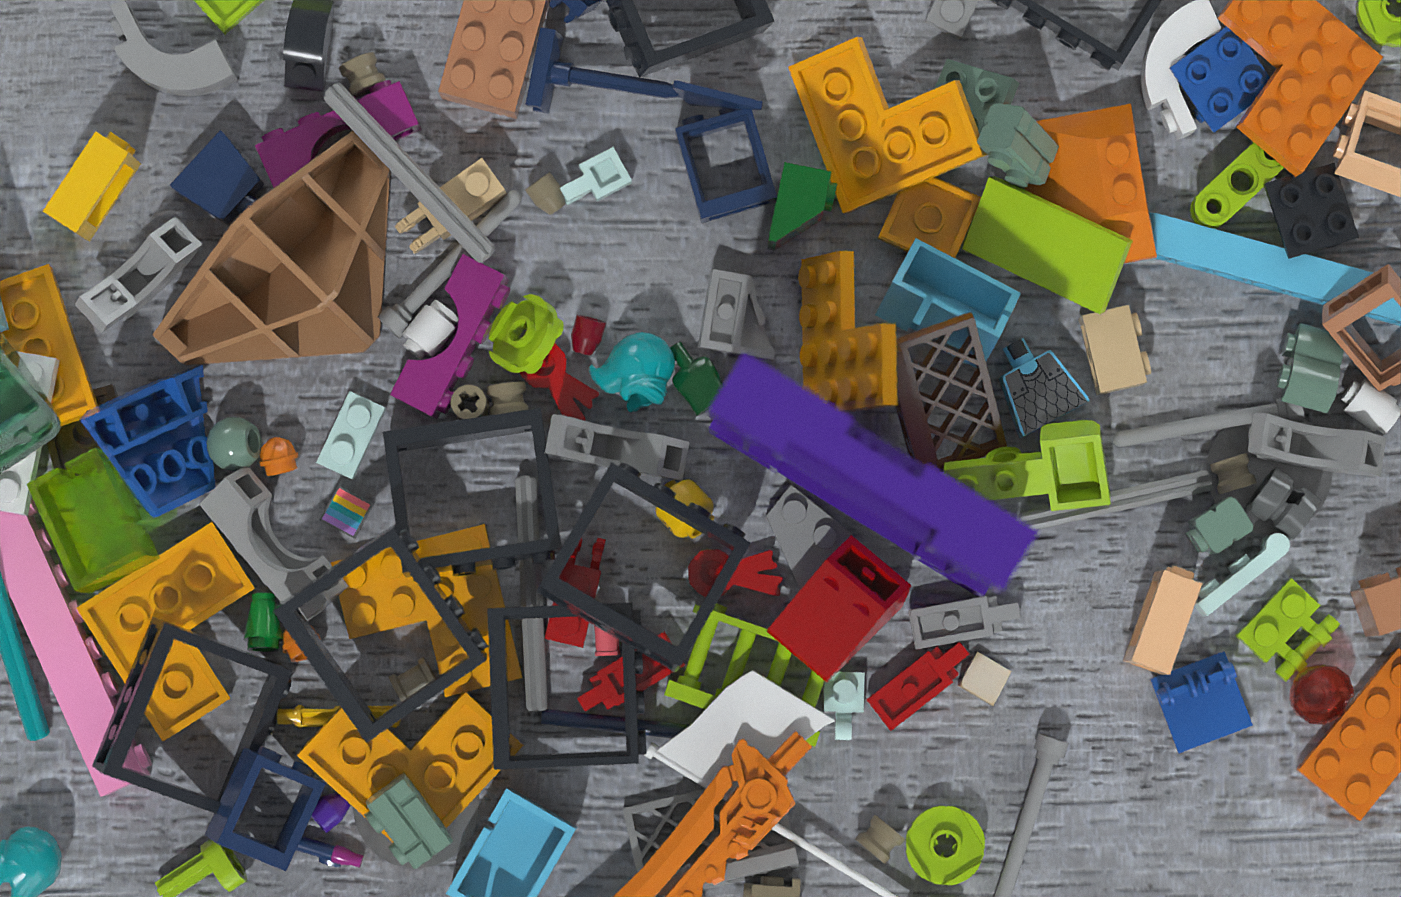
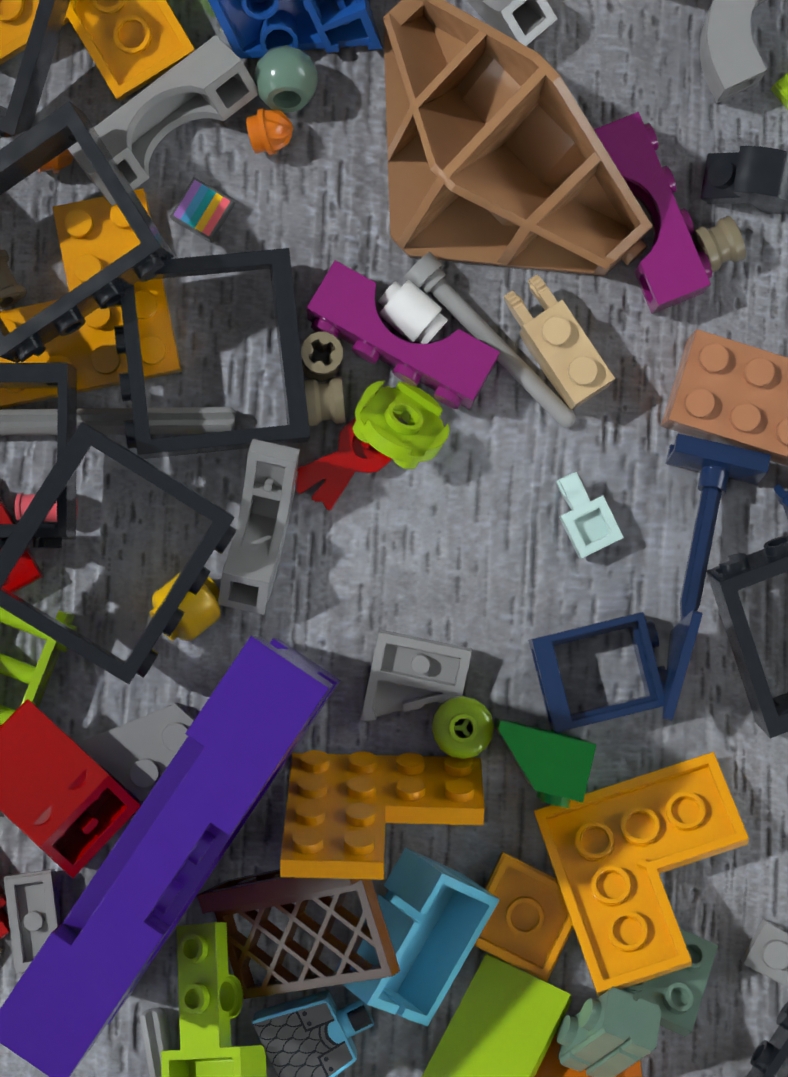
camera: 85 degrees right, 0 degrees up
(219, 180) = (603, 70): dark blue torso -> none
(263, 626) = (92, 104): green cone -> none
(351, 435) = (292, 218): light aqua plate -> none
(409, 172) = (598, 289): light grey axle -> none
(546, 194) = (569, 456): dark tan hose -> none
(574, 629) = (96, 476): red hinge -> none
(587, 334) = (400, 498): dark red hose -> none
(637, 370) = (353, 557): teal hair -> none
(696, 379) = (339, 627): dark green piece -> none
(708, 563) = (118, 634): red piece -> none
(775, 288) = (444, 725): none -> lime head

